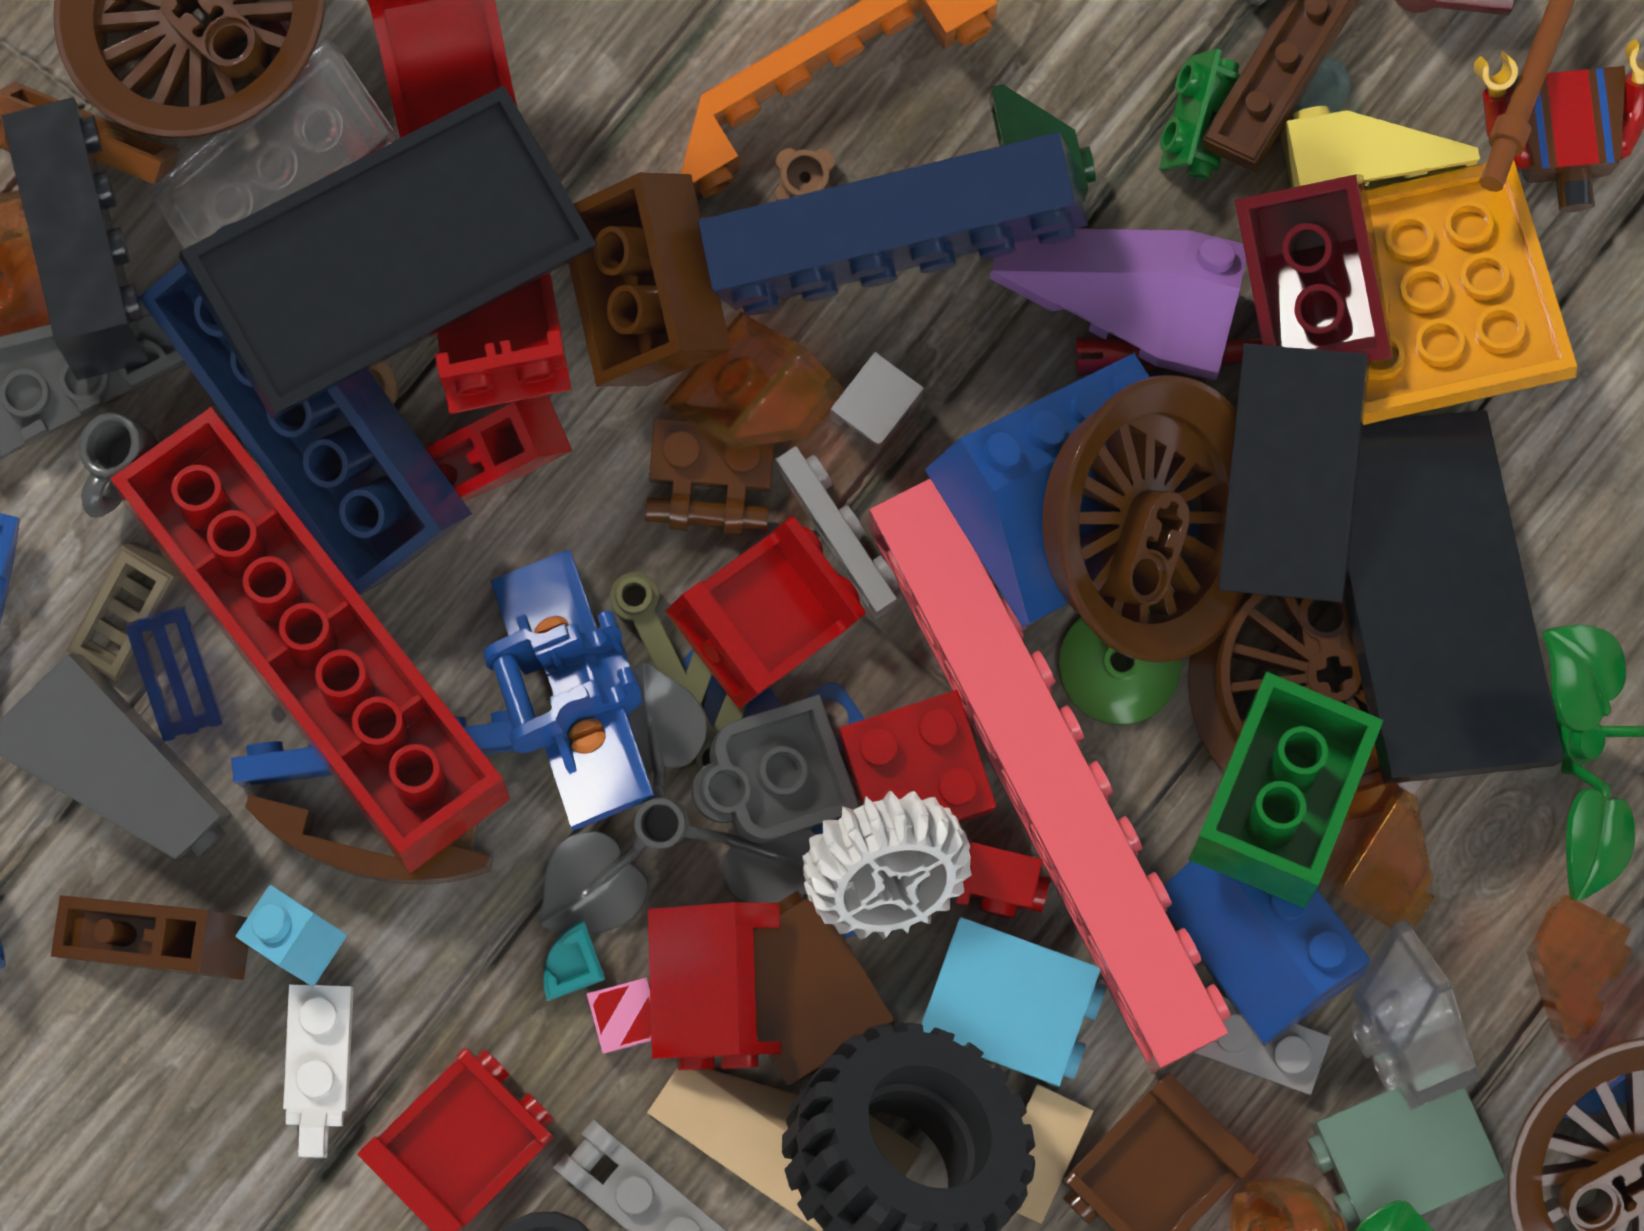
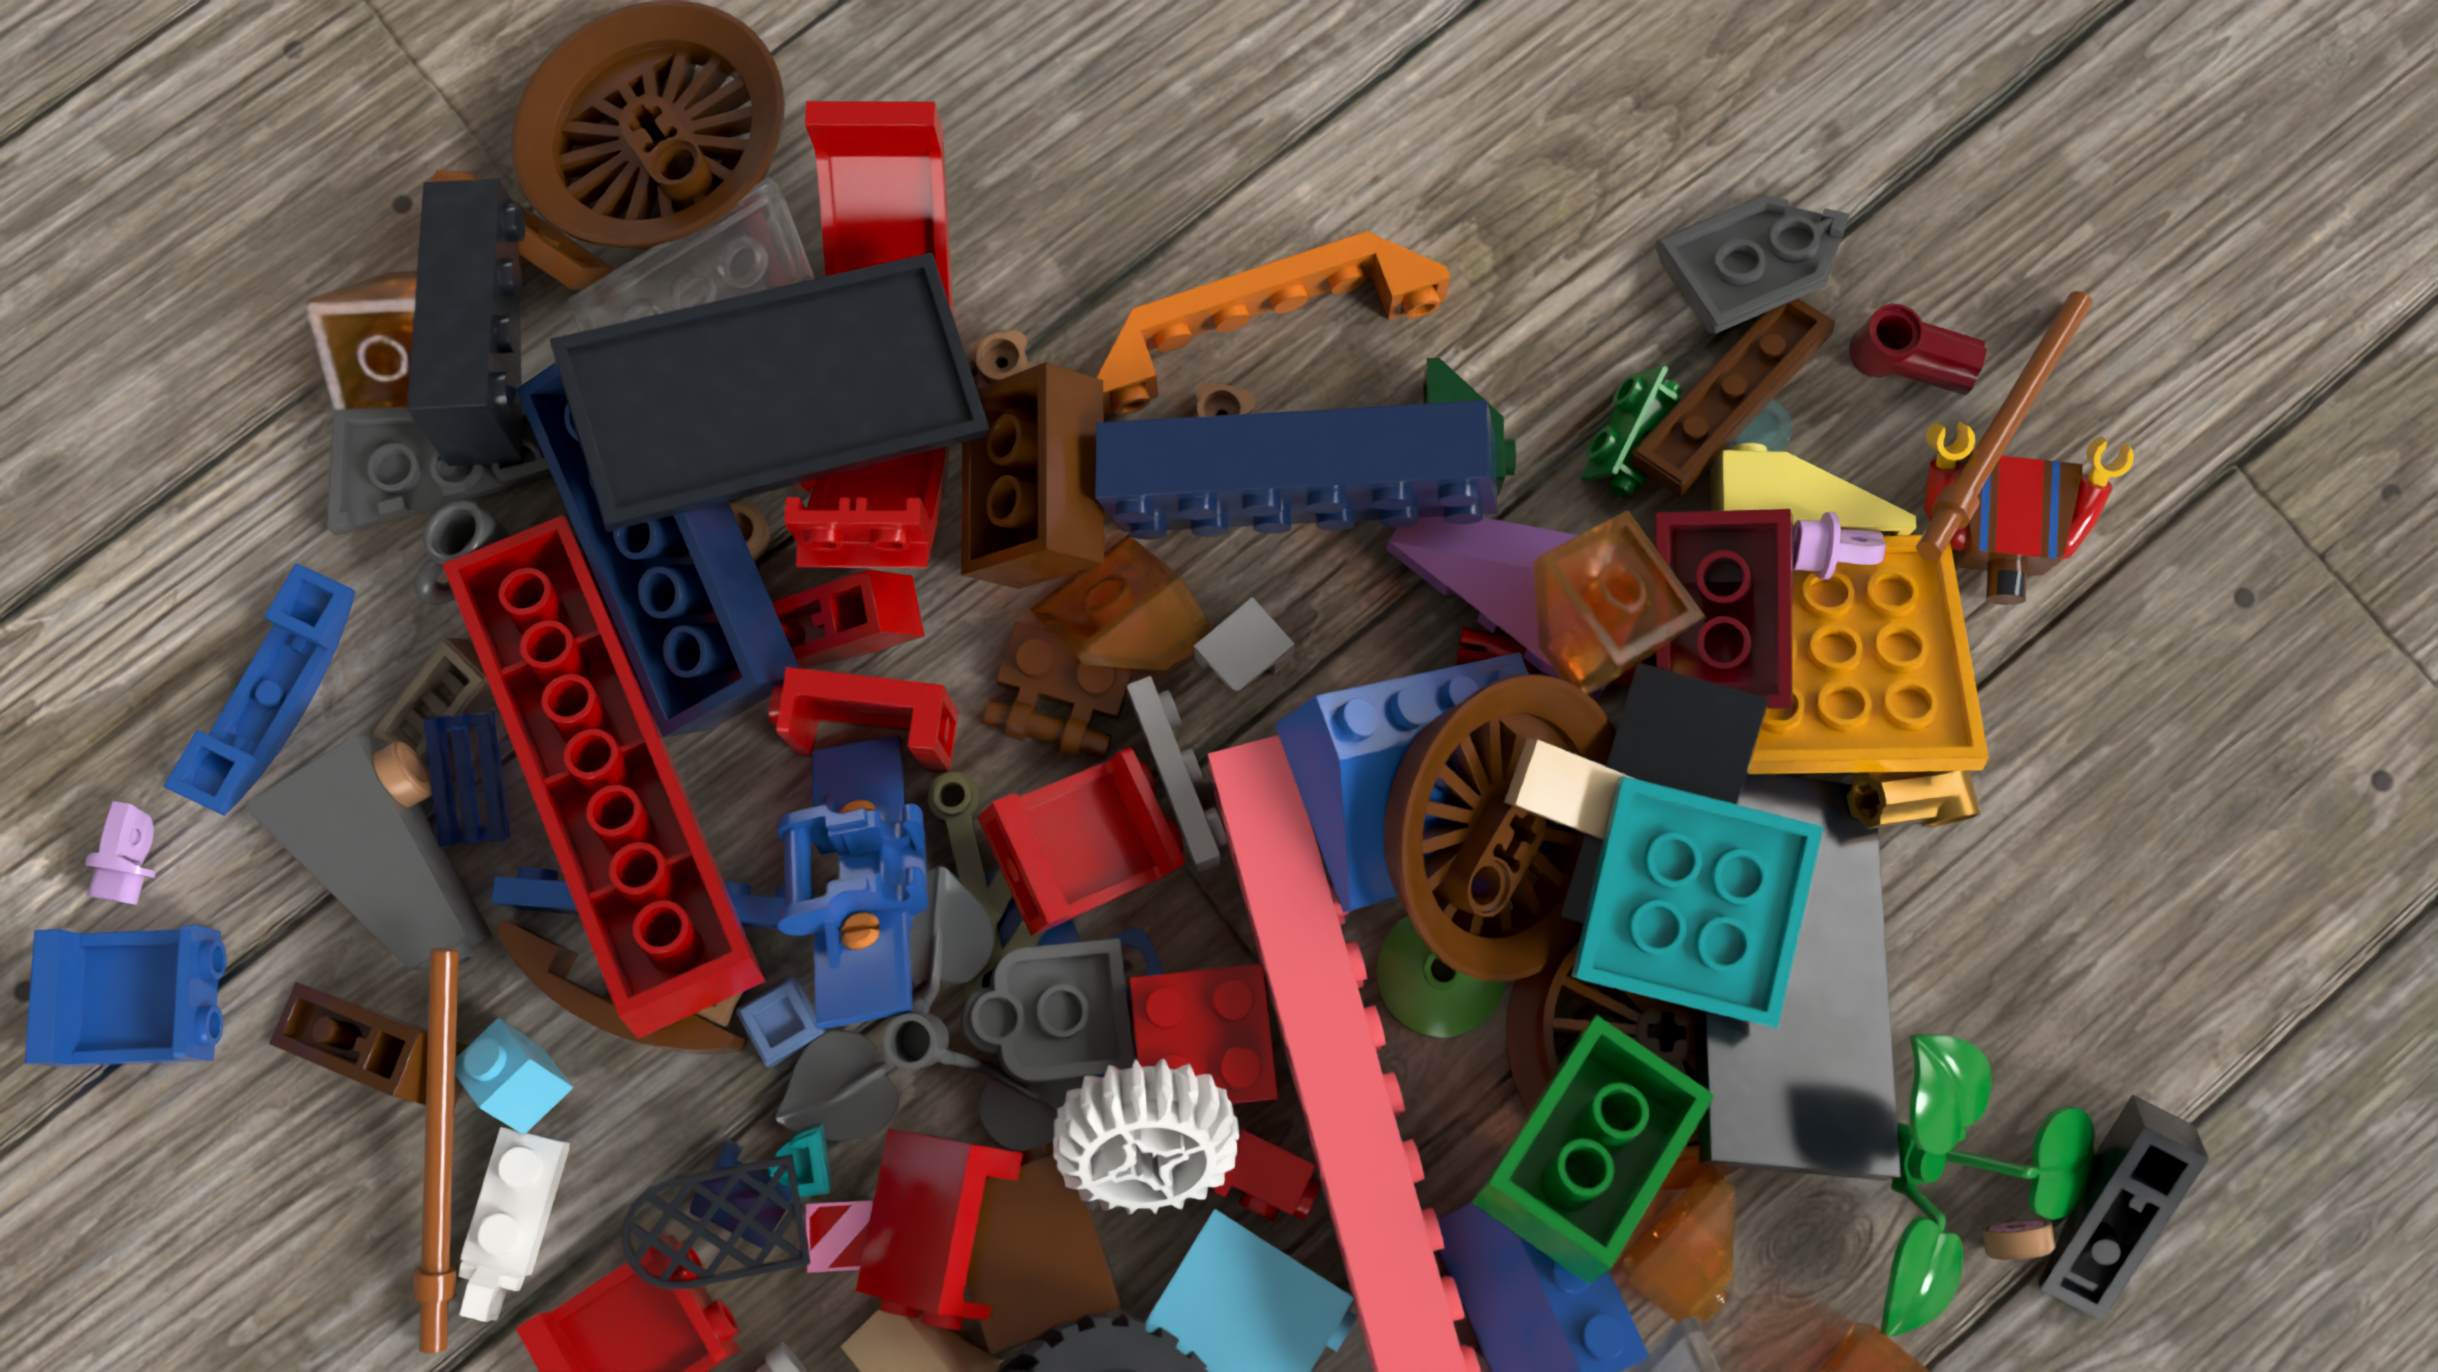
camera: 15 degrees right, 5 degrees down
(117, 681) = (403, 773): none -> medium nougat tile
(266, 1130) = (436, 1276): none -> dark orange bar
(486, 990) = (707, 1277): none -> black window
(522, 836) = (780, 1022): none -> medium blue tile
(527, 999) = (740, 1196): none -> dark blue tile
(539, 525) = (870, 702): none -> red panel
(585, 152) = (999, 346): none -> medium nougat plate
(1206, 294) = (1607, 603): none -> clear orange slope
(1211, 476) = (1563, 787): none -> tile
(1337, 552) = (1697, 901): none -> teal plate
(1396, 193) = (1823, 544): none -> lavender piece
(1520, 413) = (1912, 797): none -> pearl gold piece

